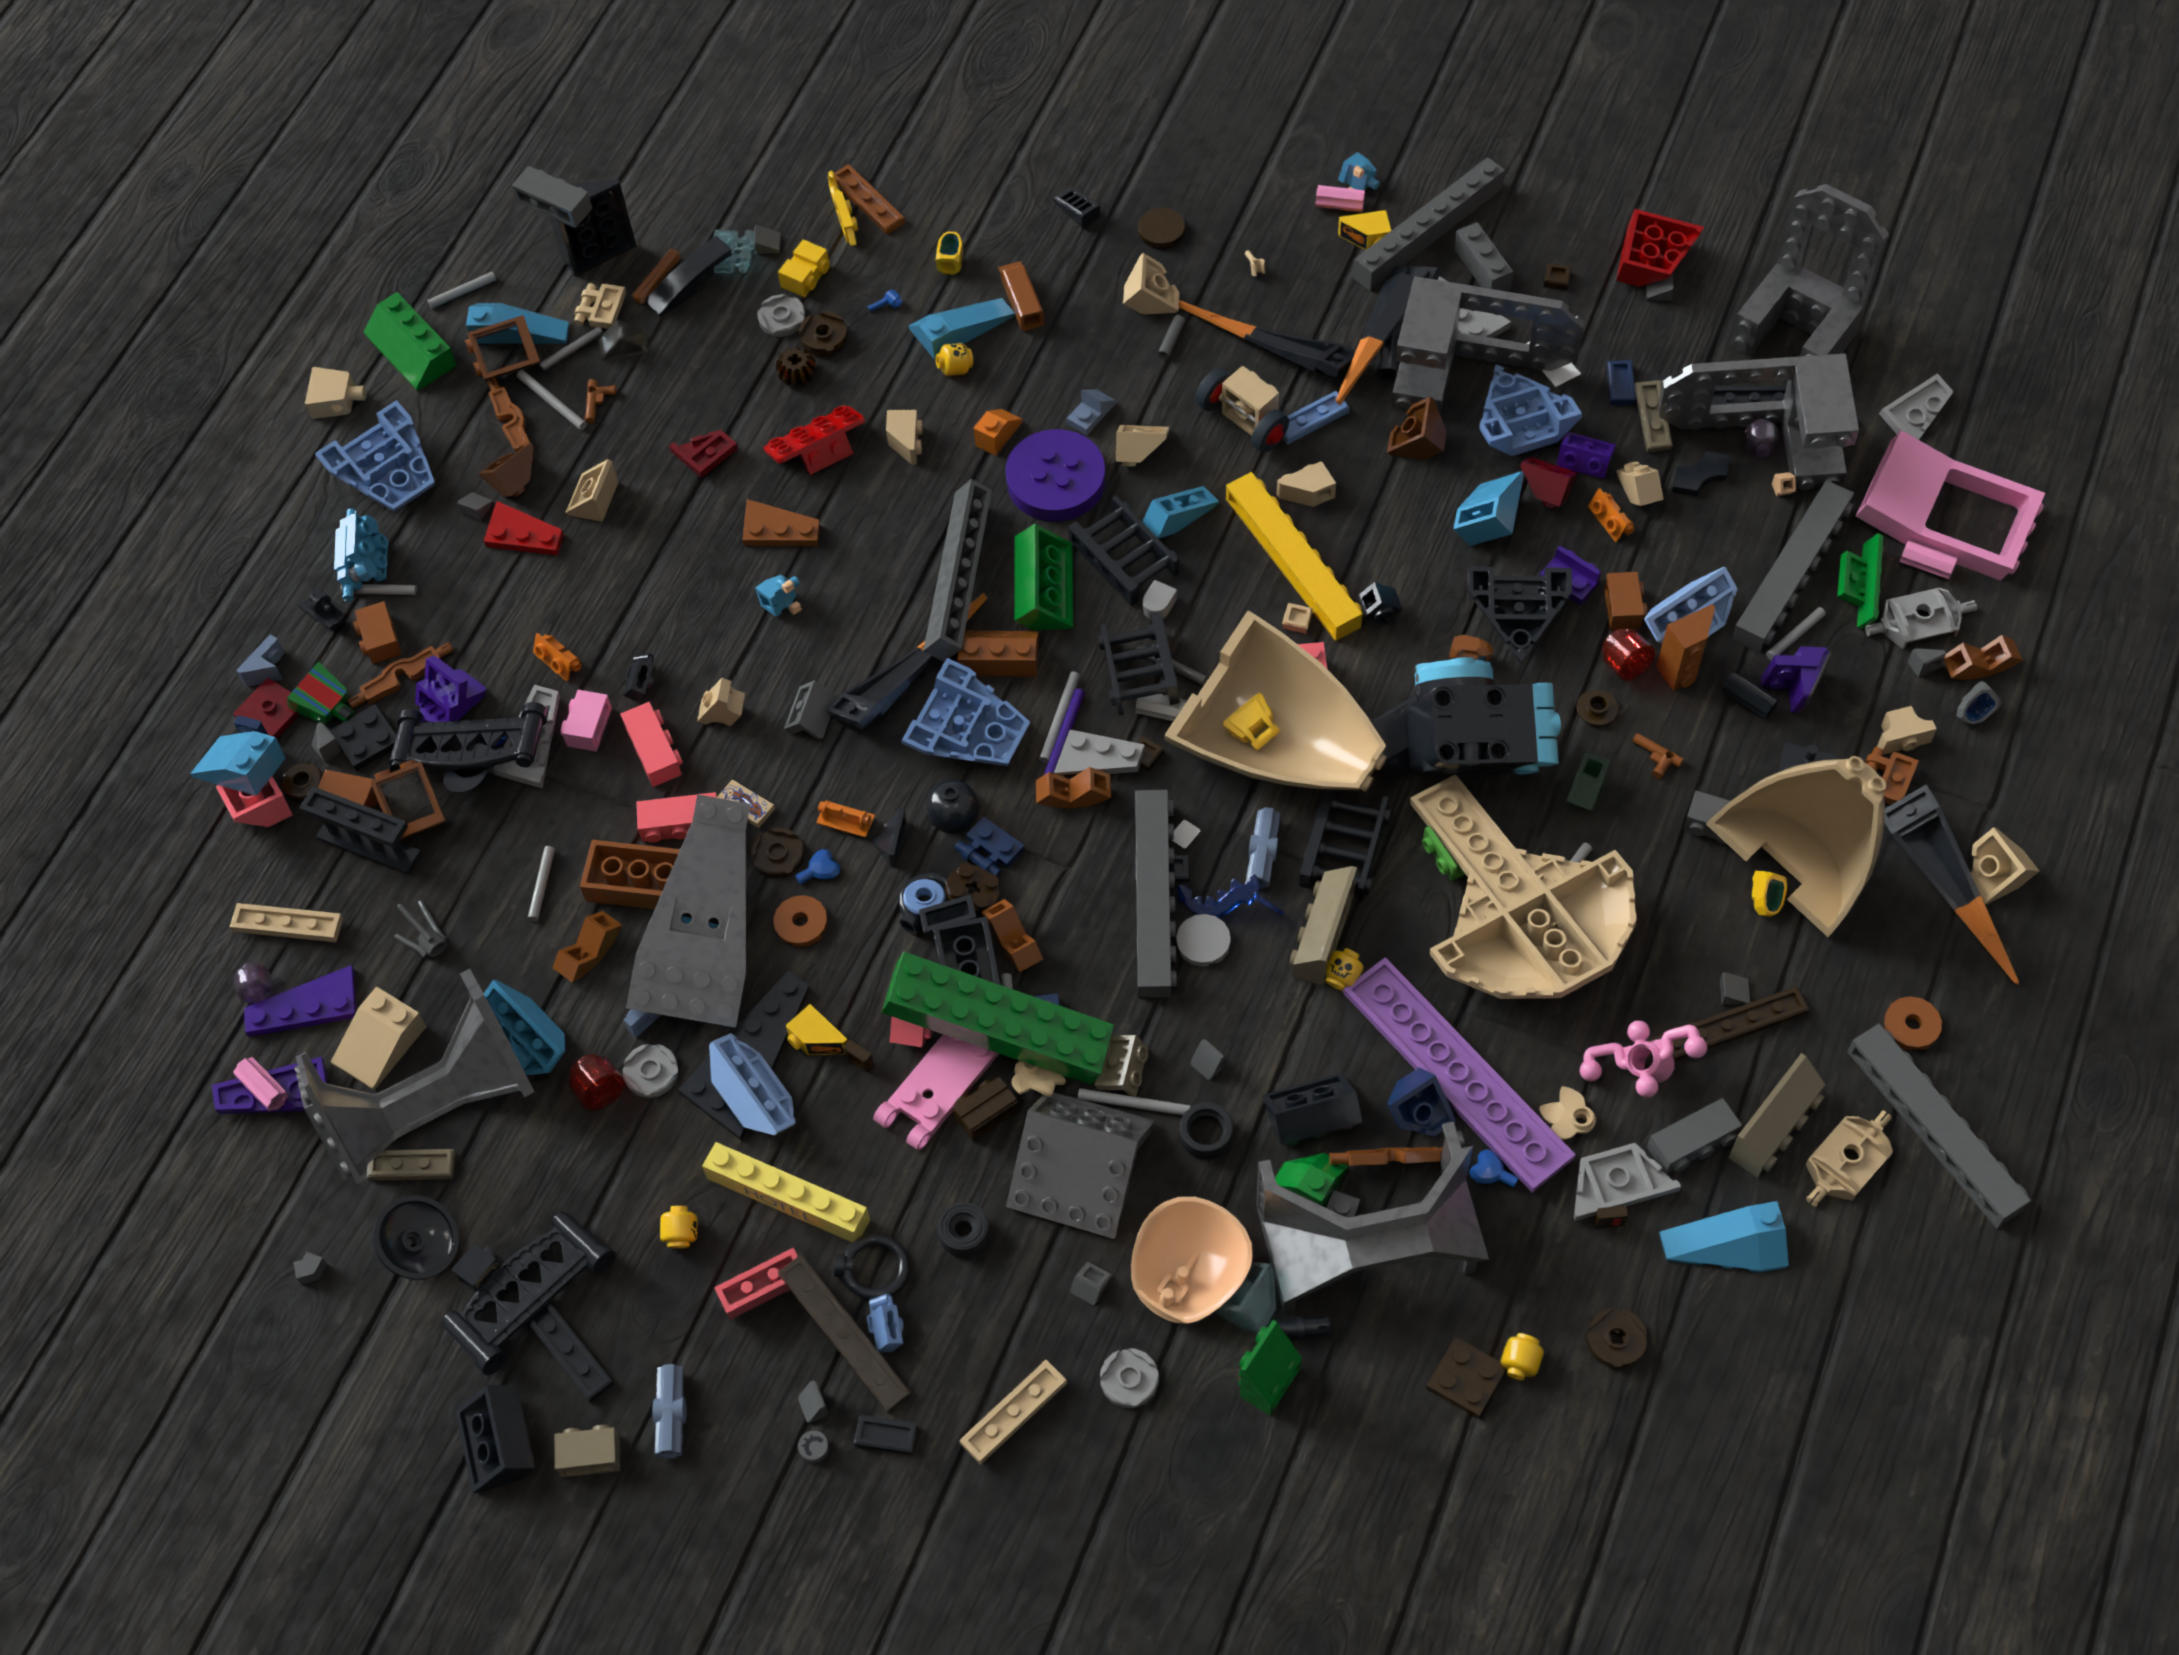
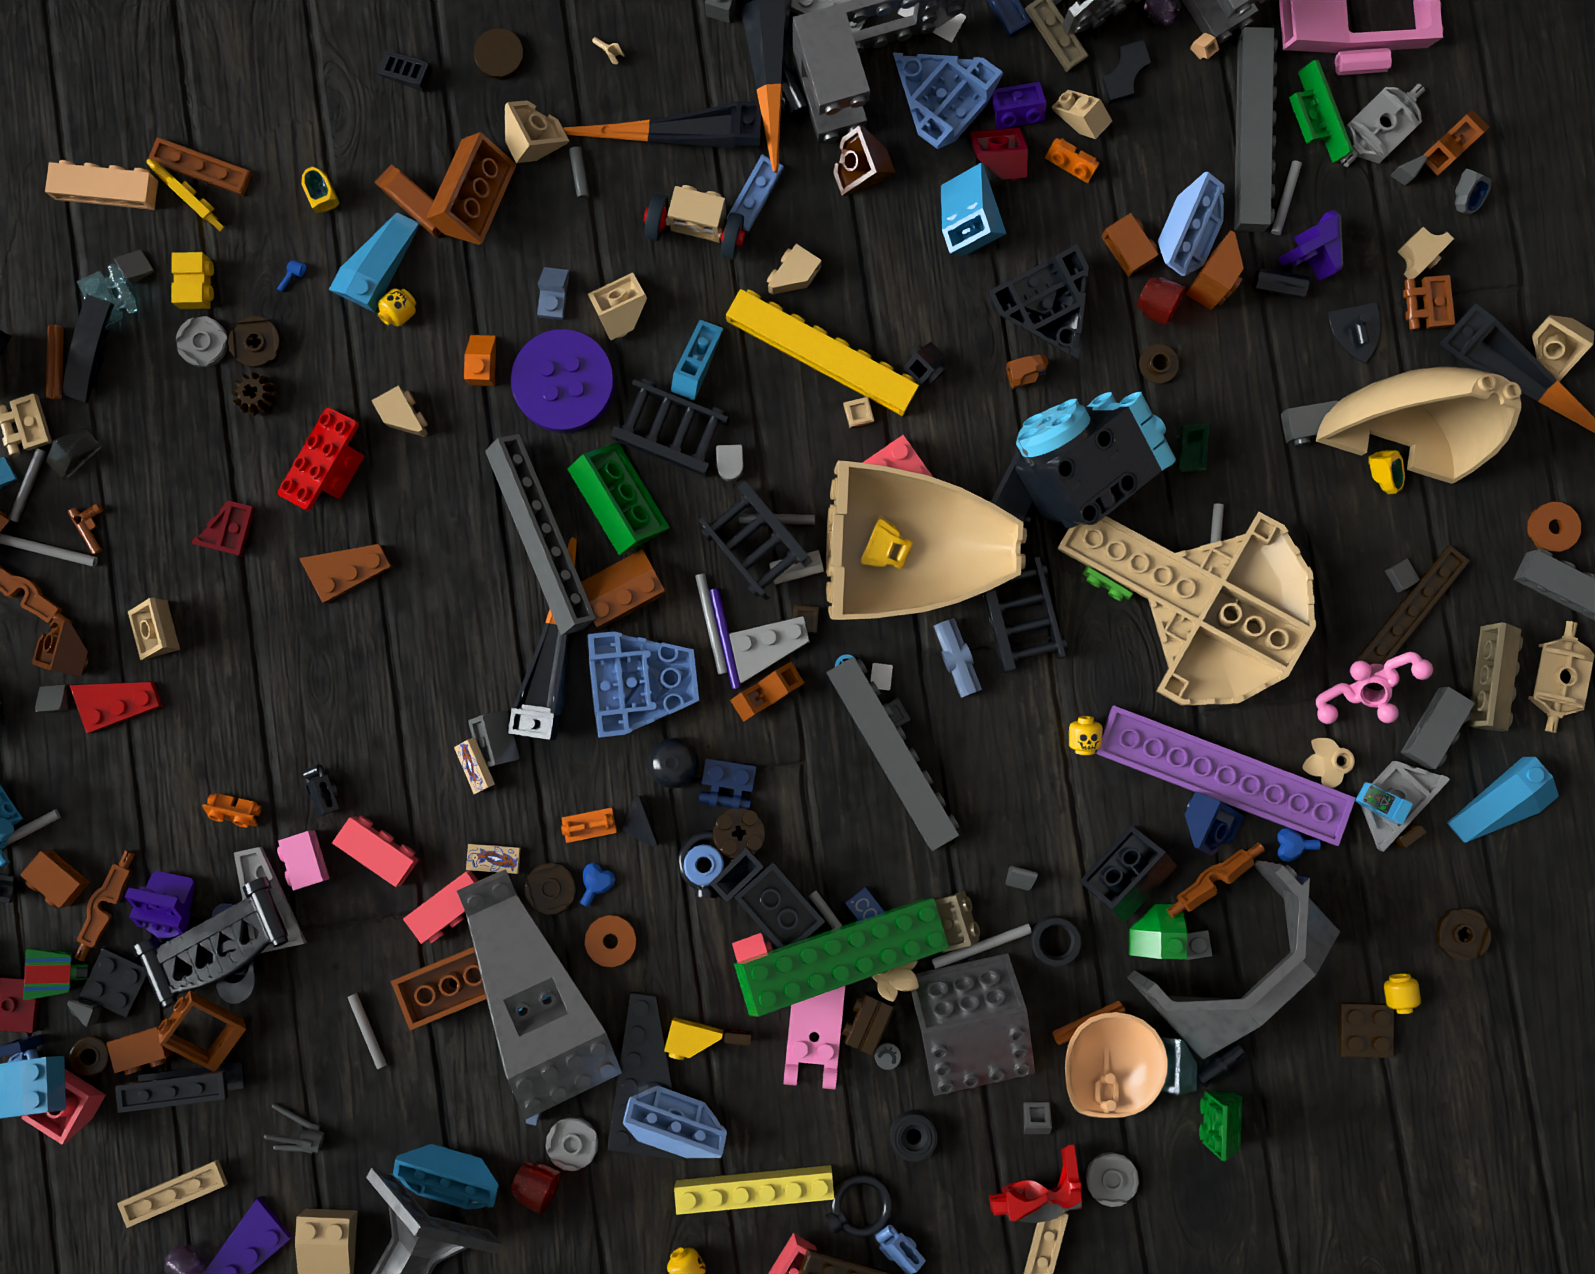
camera: 35 degrees left, 25 degrees up
(593, 943) = (449, 1067): dark orange brick -> none
(721, 704) = (413, 781): tan brick -> none
(778, 594) = (392, 641): dark azure piece -> none
(780, 721) = (474, 765): none -> tan tile
(782, 176) = (101, 185): none -> light nougat brick
(985, 1149) = (887, 1055): none -> dark grey tile
(1010, 935) = (798, 858): dark orange brick -> none
(1044, 1344) = (1033, 1202): none -> red hips
(1073, 302) = (471, 189): none -> dark orange slope
(1203, 940) = (954, 769): light grey tile -> none
(1226, 900) = (957, 725): clear blue piece -> none
(1324, 924) = (1050, 705): dark tan slope -> none
(1584, 575) = (1062, 236): dark purple bracket -> none
(1598, 1167) = (1384, 803): none -> leg
(1658, 755) = (1233, 383): dark orange hose -> none

